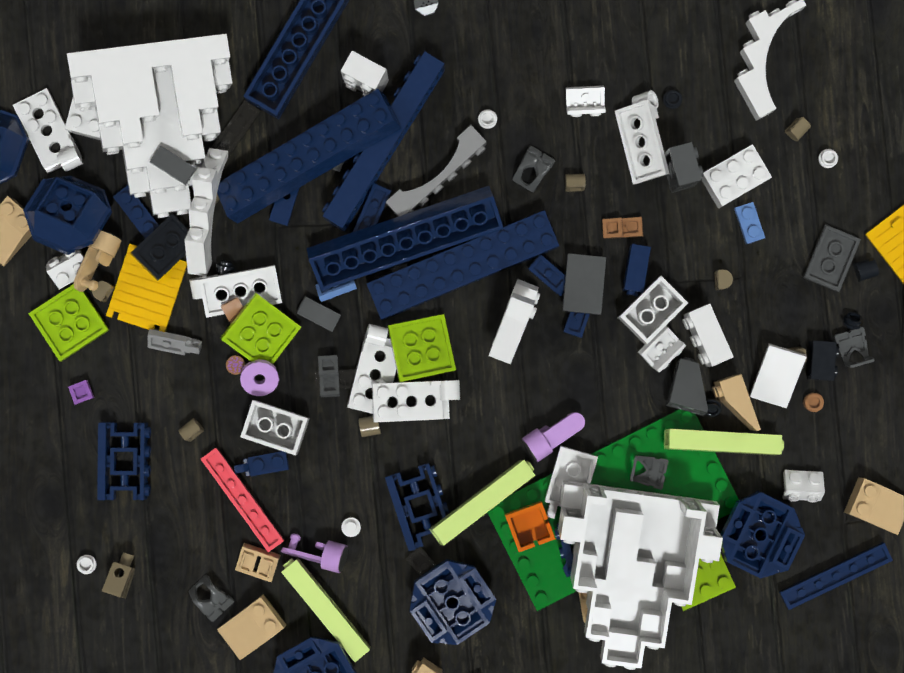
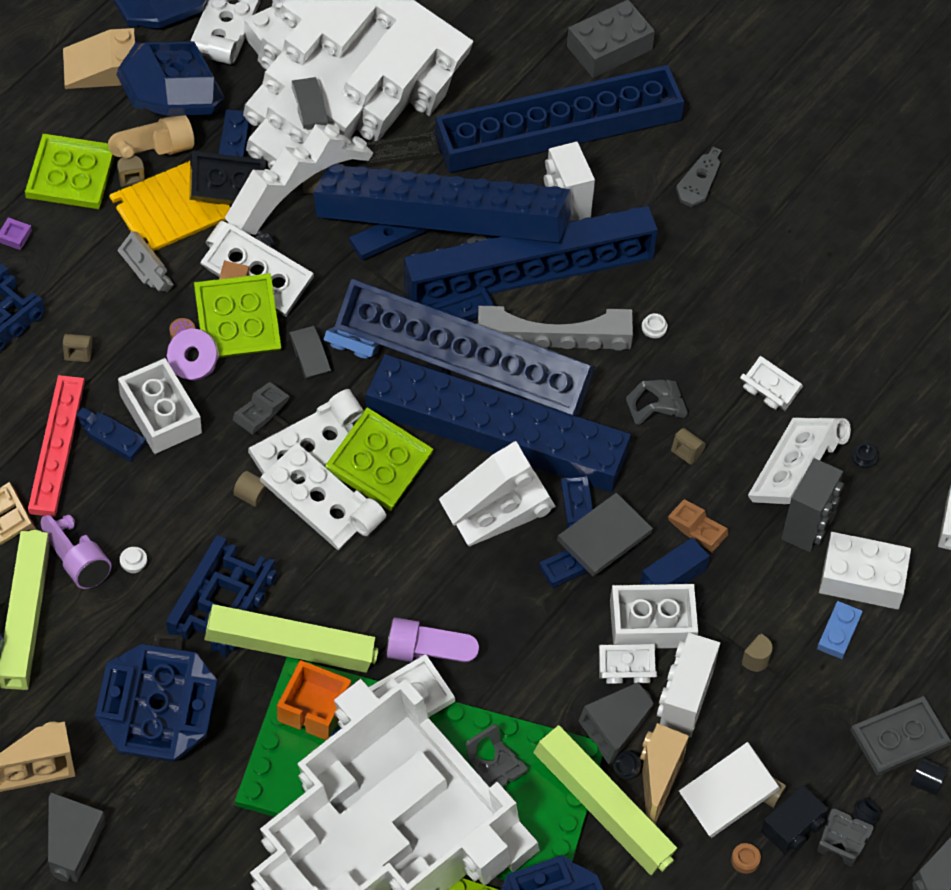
camera: 40 degrees right, 30 degrees down
(64, 268) = (112, 122): white bracket -> none

